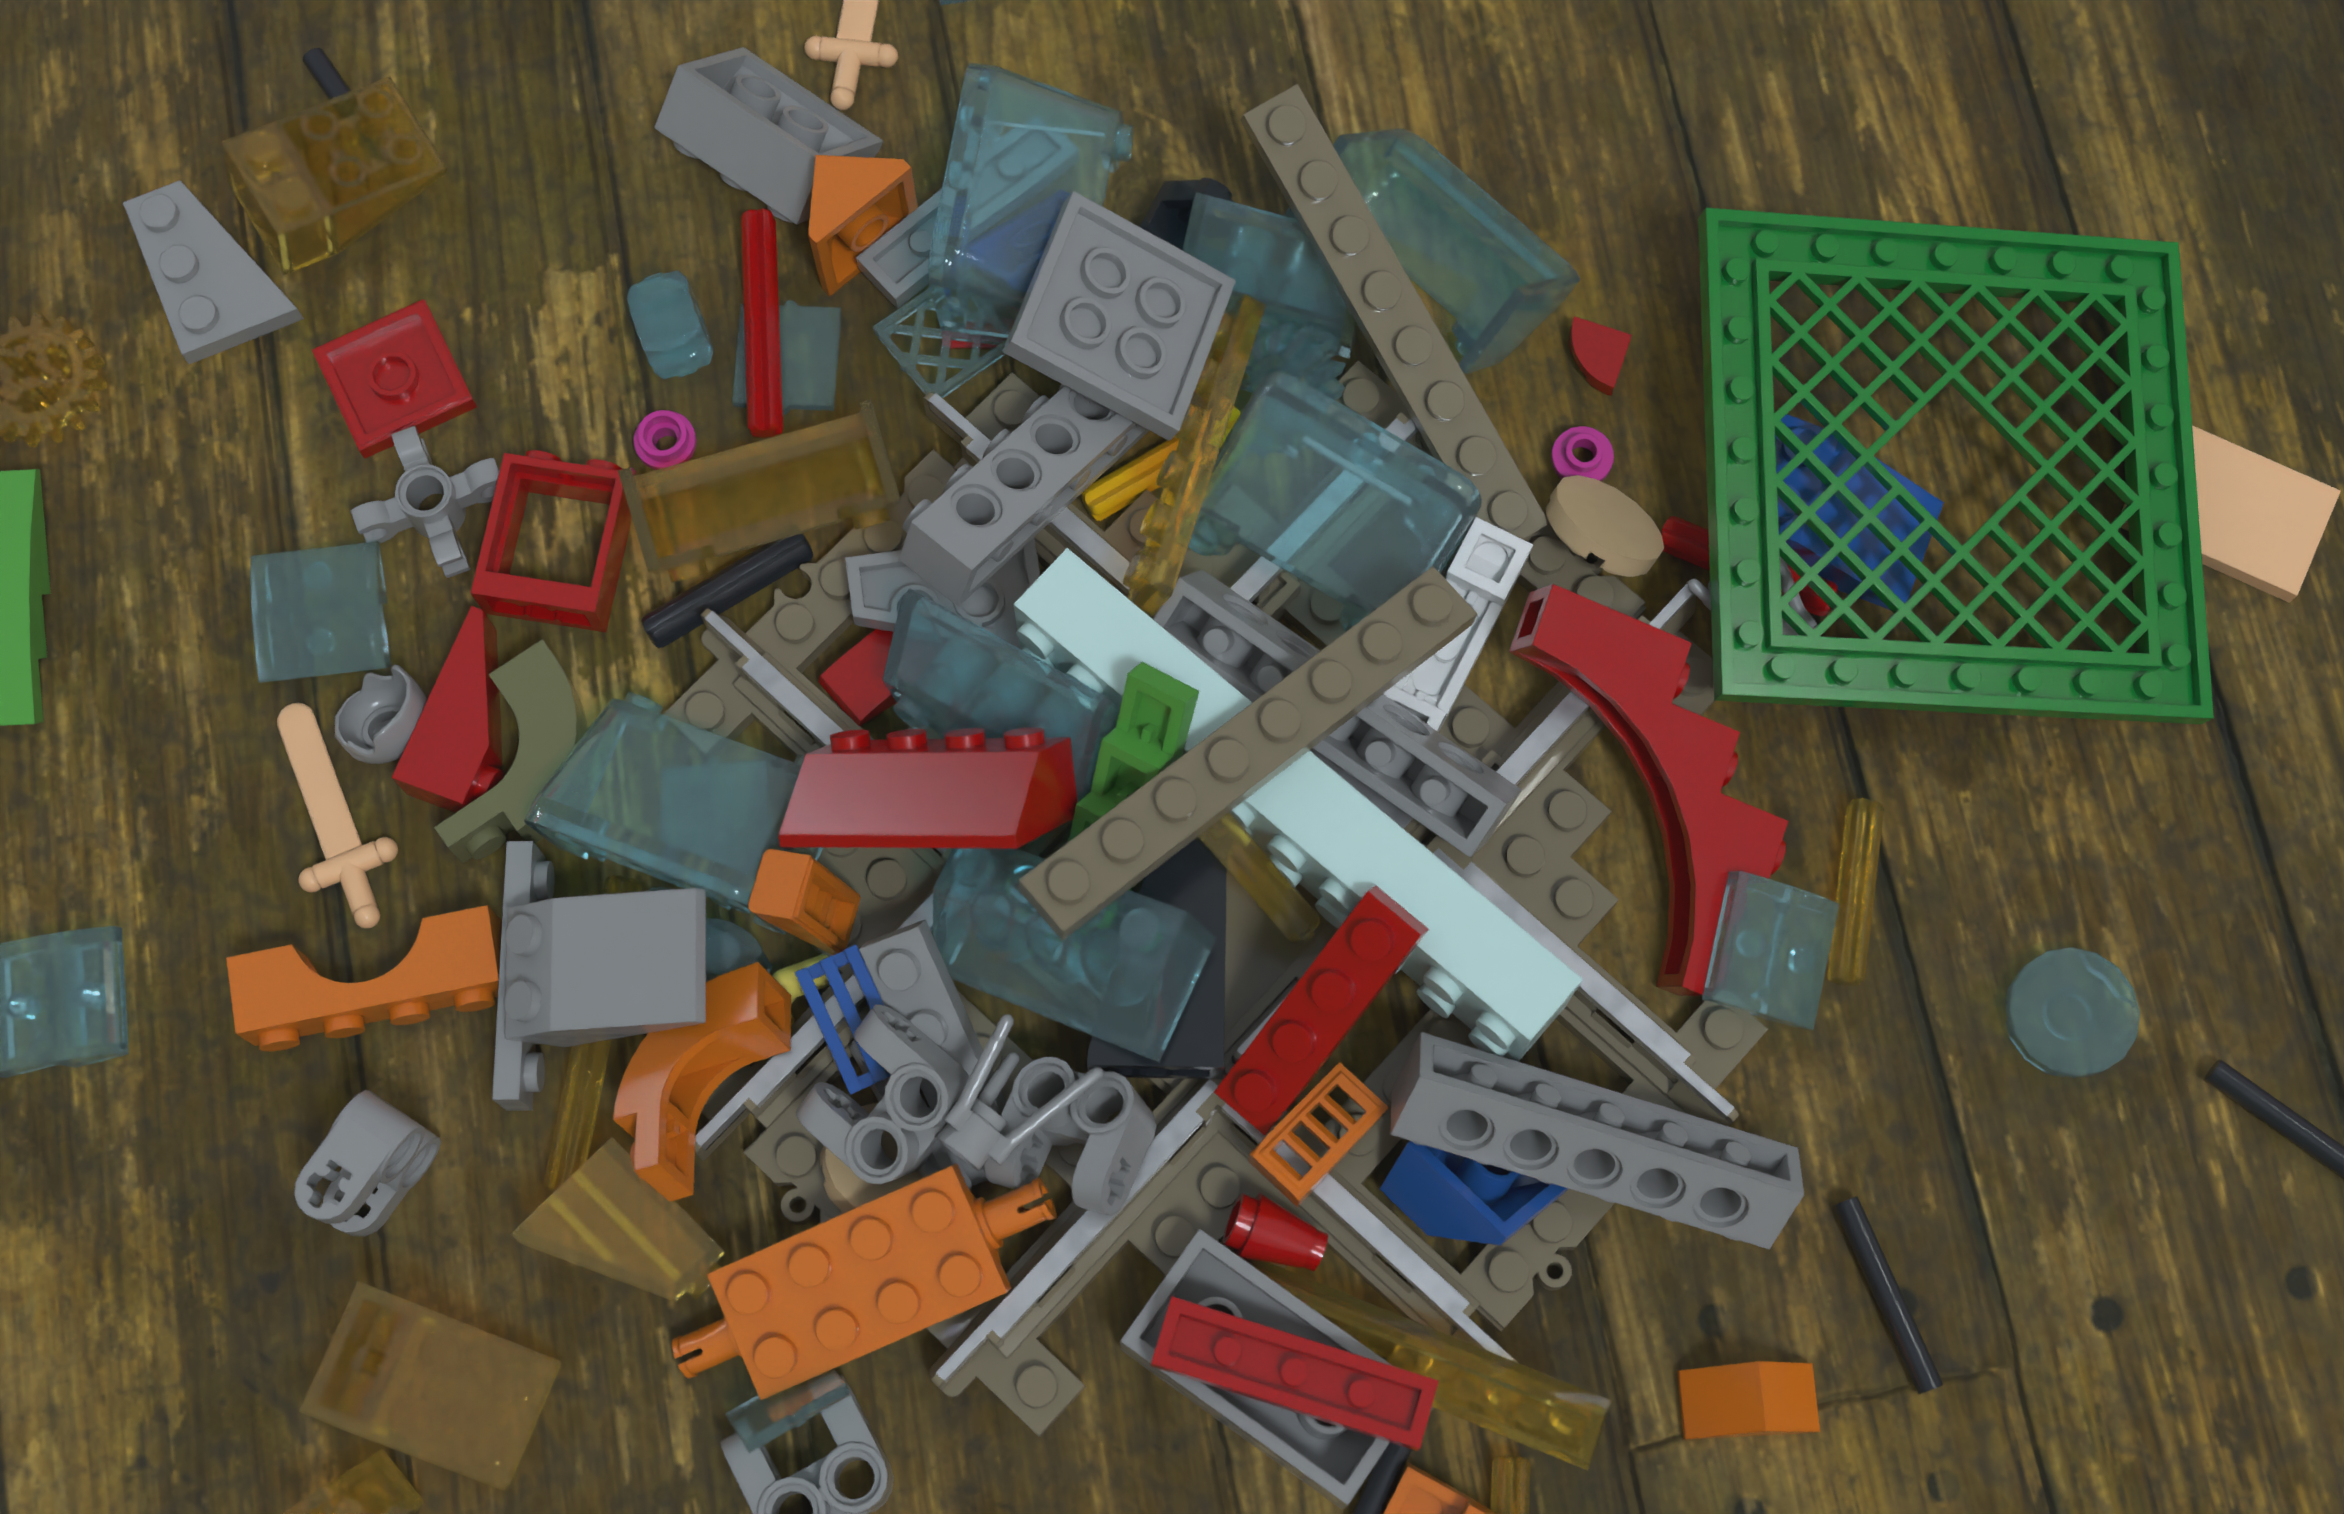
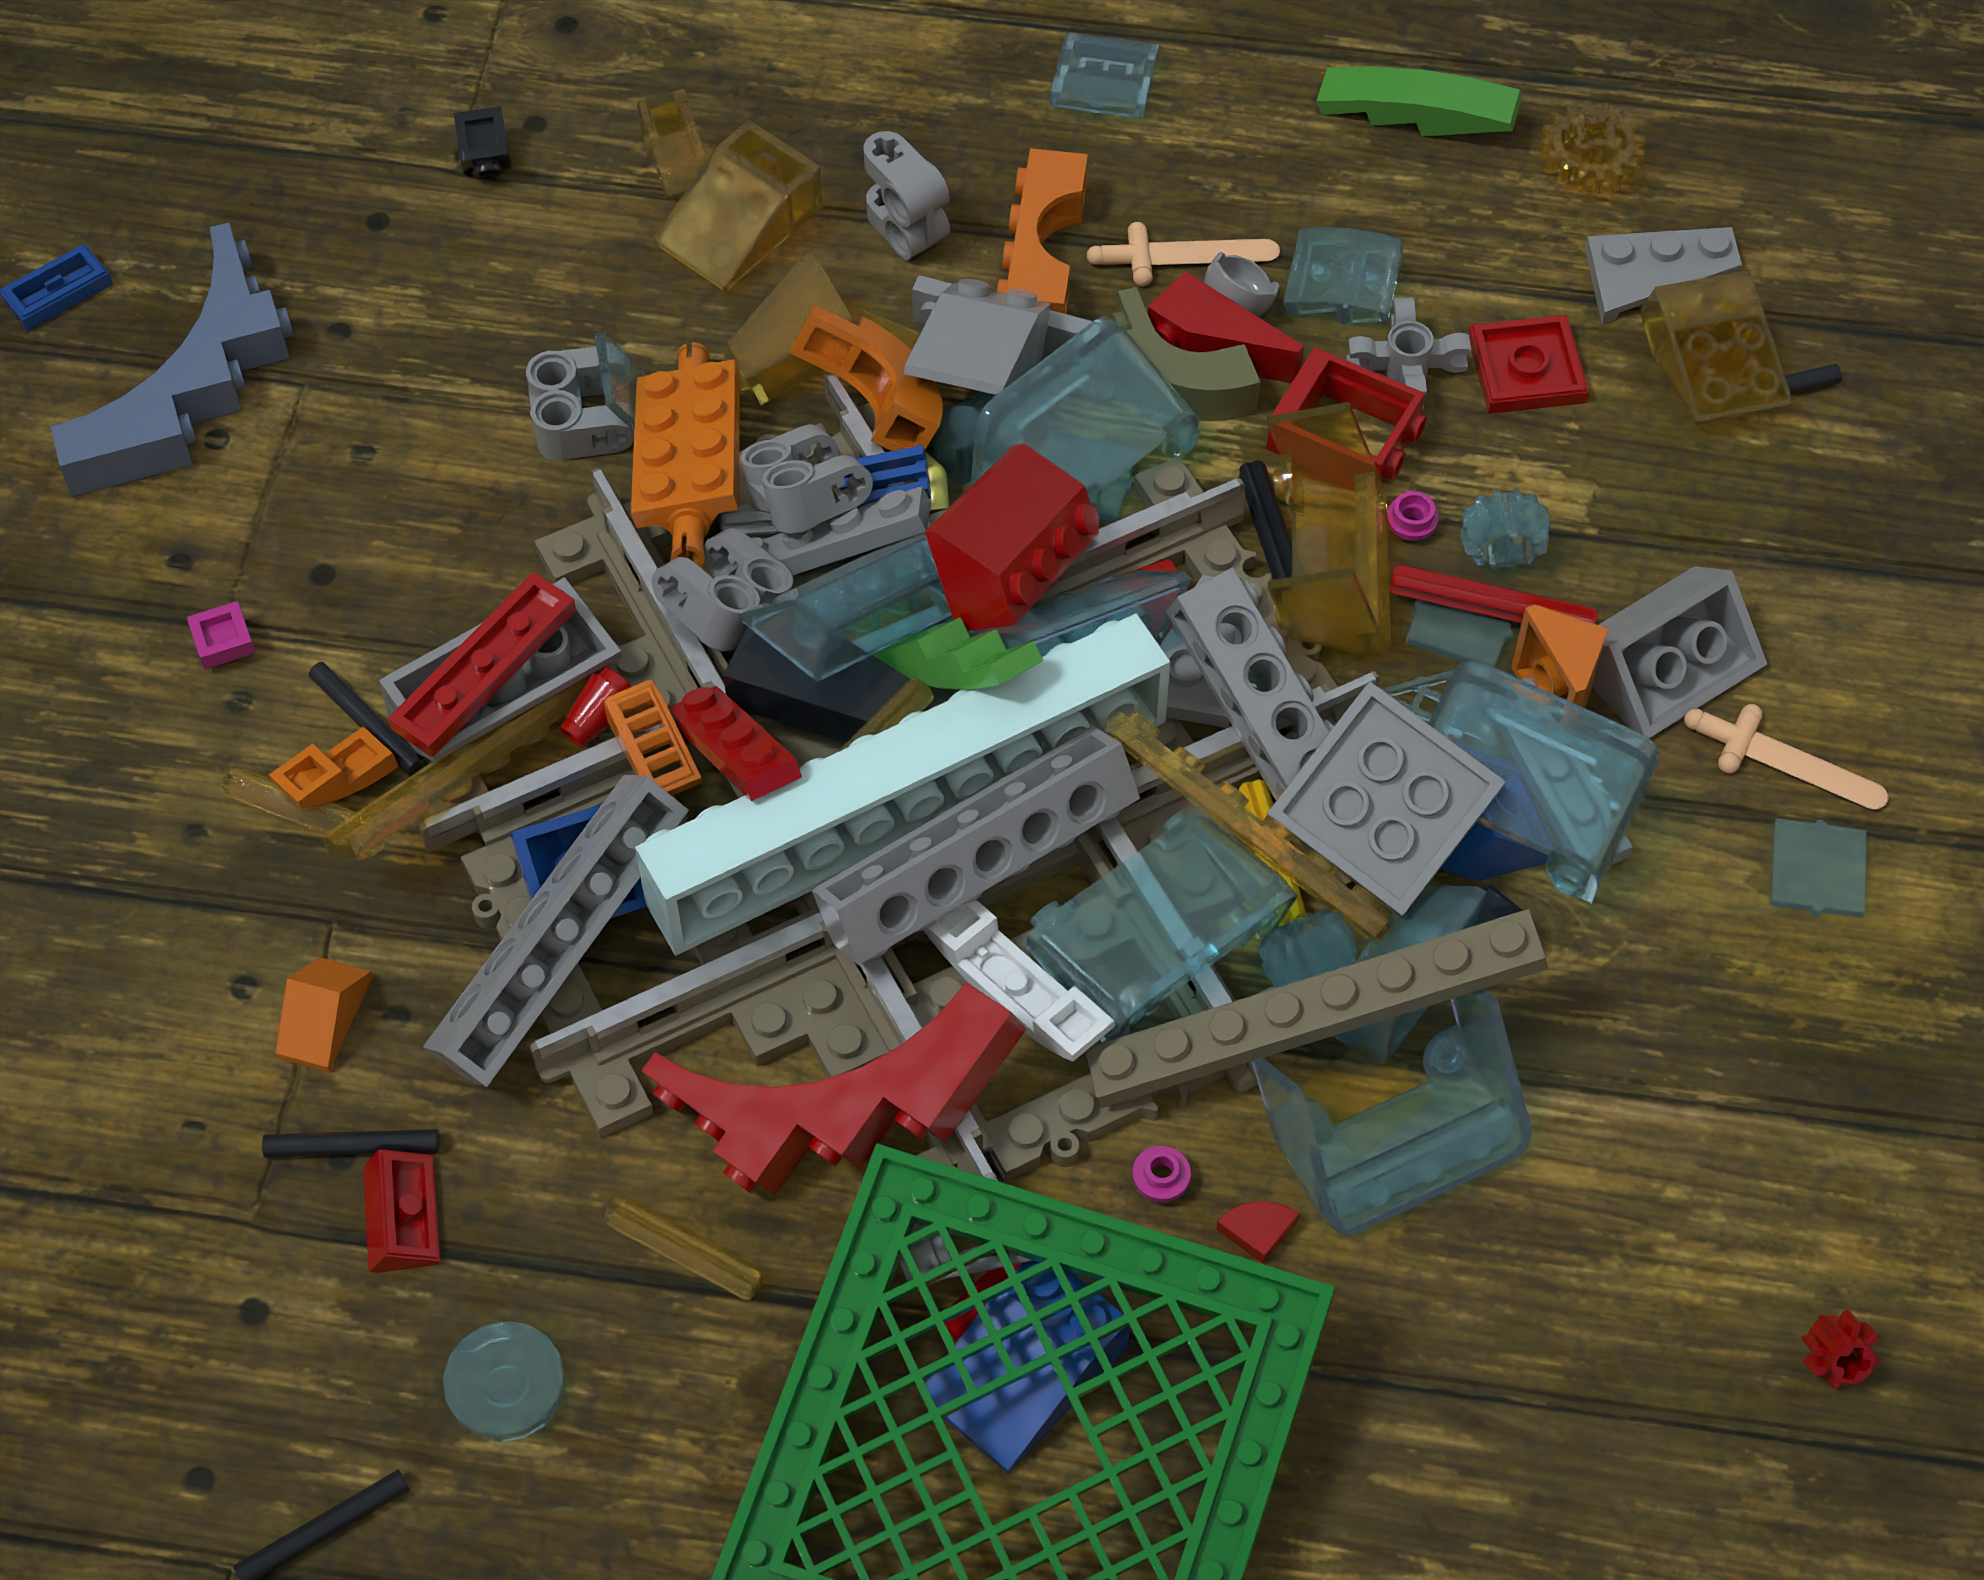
camera: 110 degrees right, 15 degrees down
(804, 900) = (976, 439): orange slope -> none
(975, 1128) = (751, 516): light grey plant -> none
(1245, 753) = (949, 731): dark tan plate -> none
(1606, 523) = (1082, 1149): tan tile -> none
(1771, 950) = (655, 1142): clear light blue slope -> none
(1940, 1205) = (400, 1211): none -> red slope

